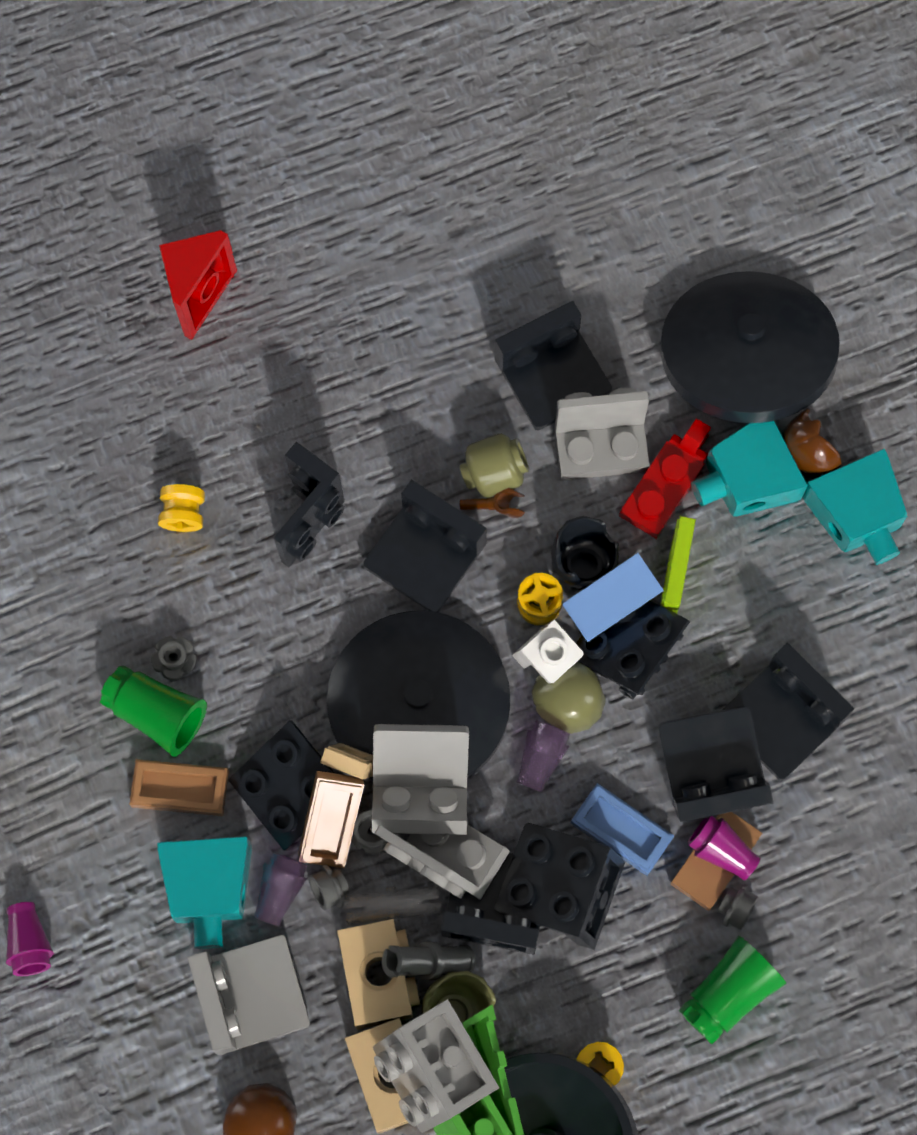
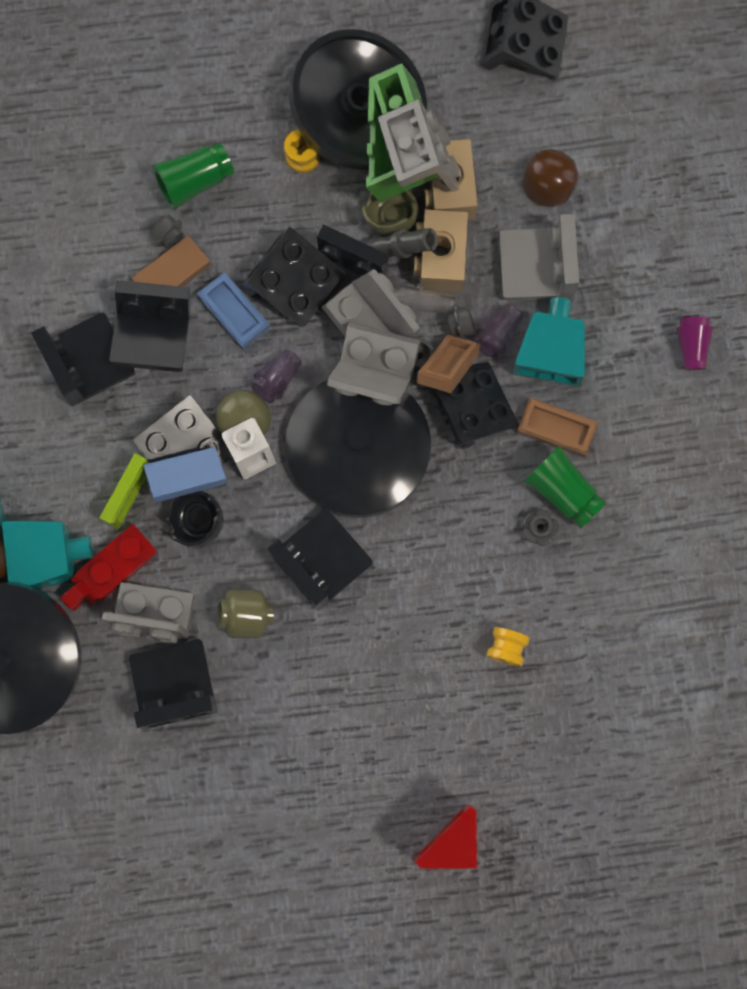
camera: 165 degrees left, 5 degrees up
(322, 505) = (399, 633): black bracket -> none
(348, 760) = (423, 400): tan tile -> none
(499, 502) = (251, 584): reddish brown hand -> none
(539, 589) = (241, 488): yellow wheel -> none
(722, 846) = (163, 266): magenta cone -> none

